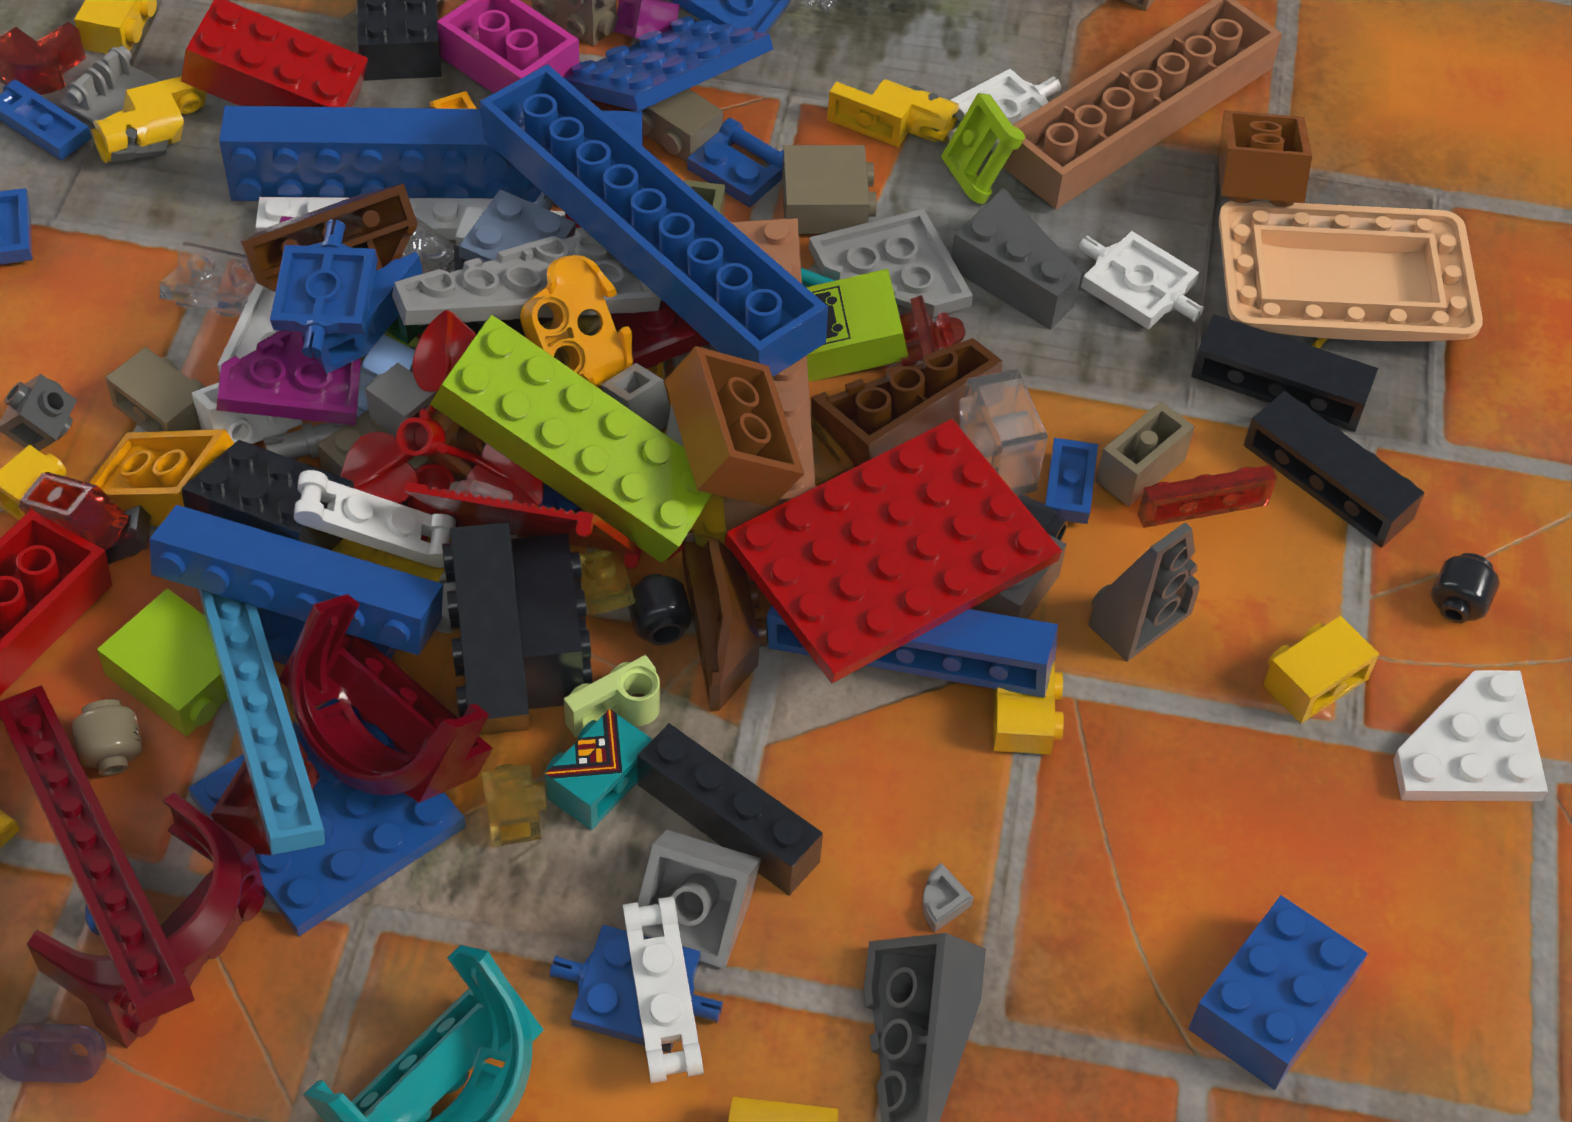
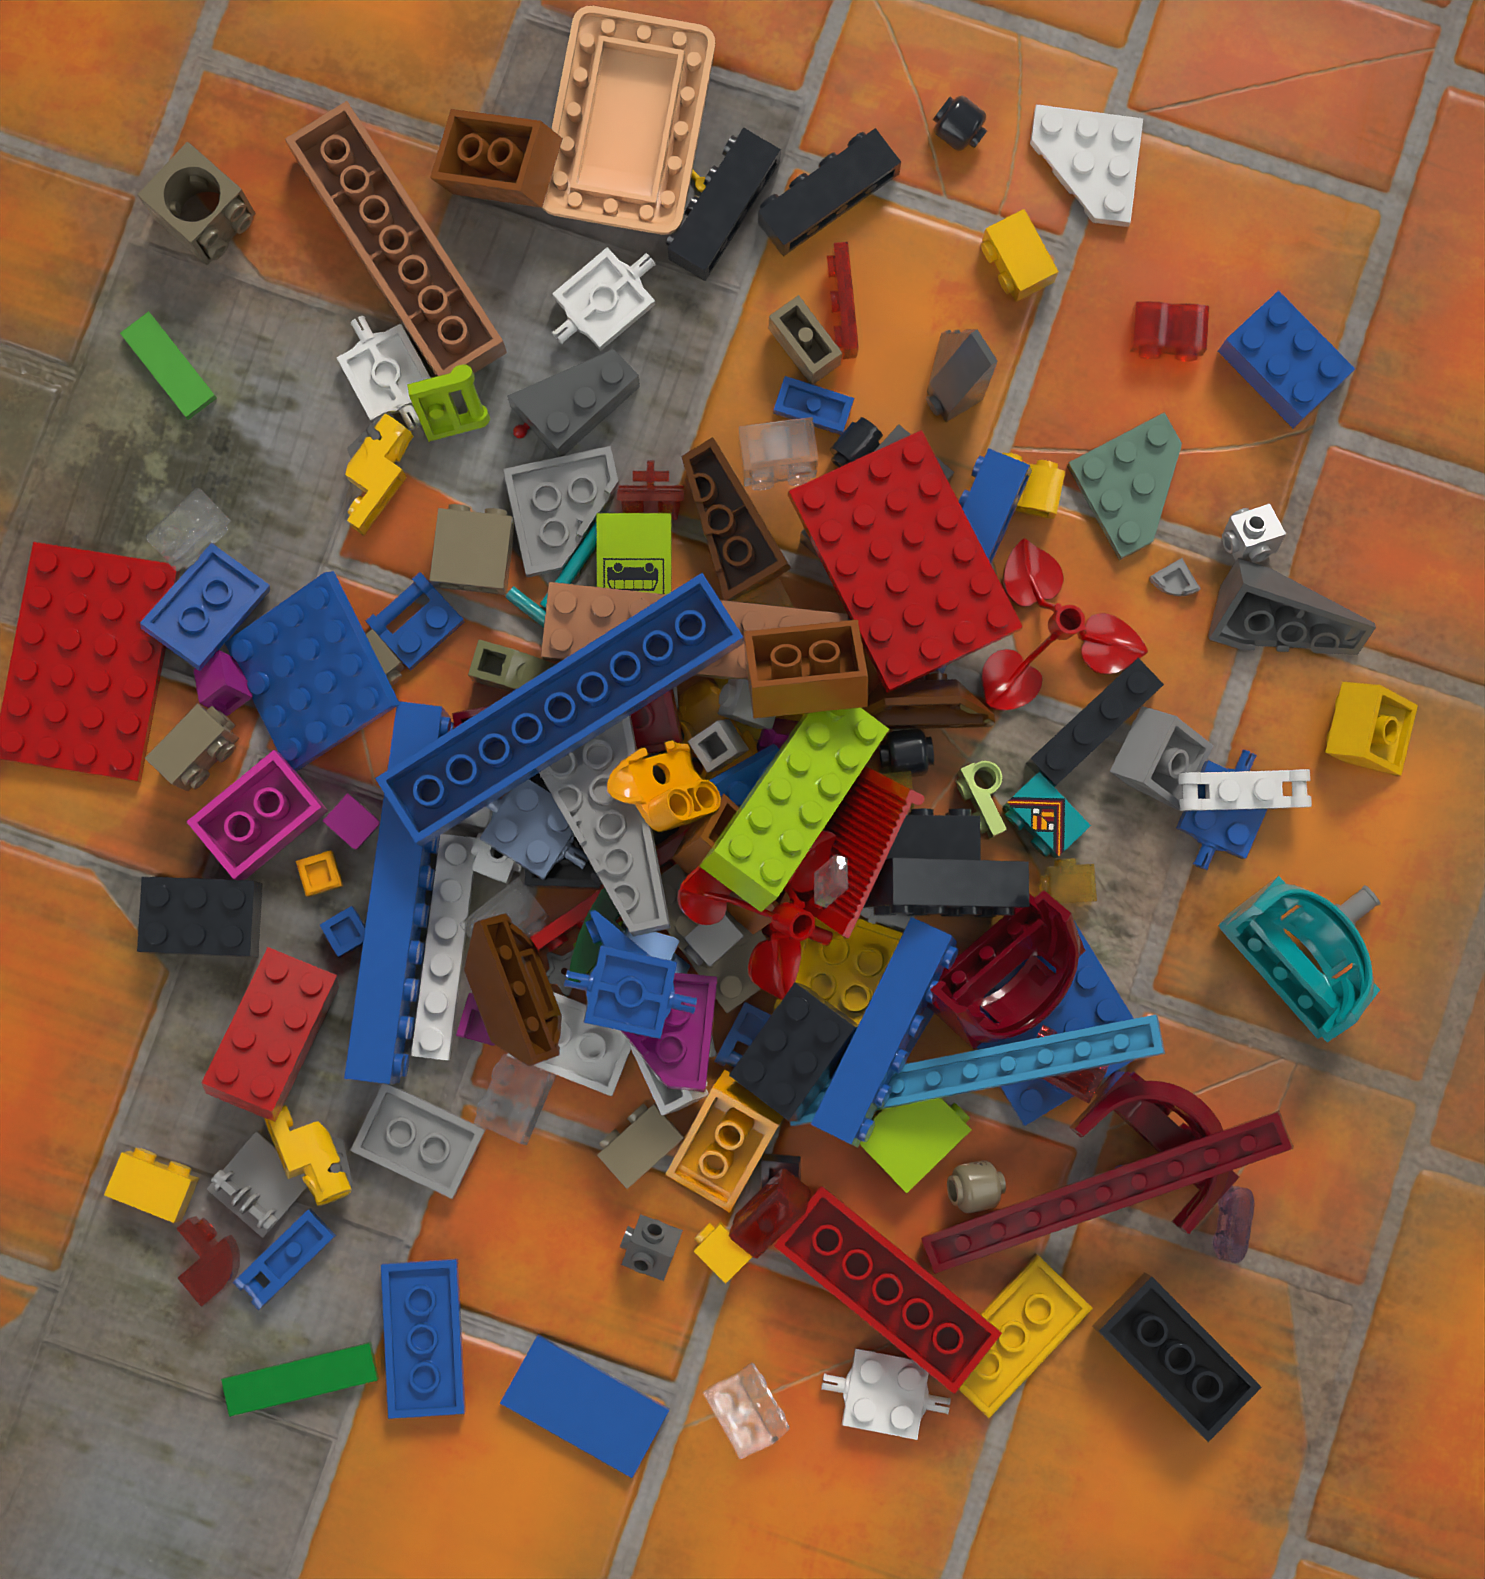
camera: 80 degrees left, 30 degrees up
(163, 209) = (418, 1140): none -> light grey plate
(371, 520) = (833, 977): white plate -> none
(910, 728) = (1107, 645): none -> red plant
(1023, 969) = (1253, 534): none -> light grey brick
(1062, 830) = (1129, 482): none -> sand green plate
(1276, 847) = (1169, 330): none -> clear red brick

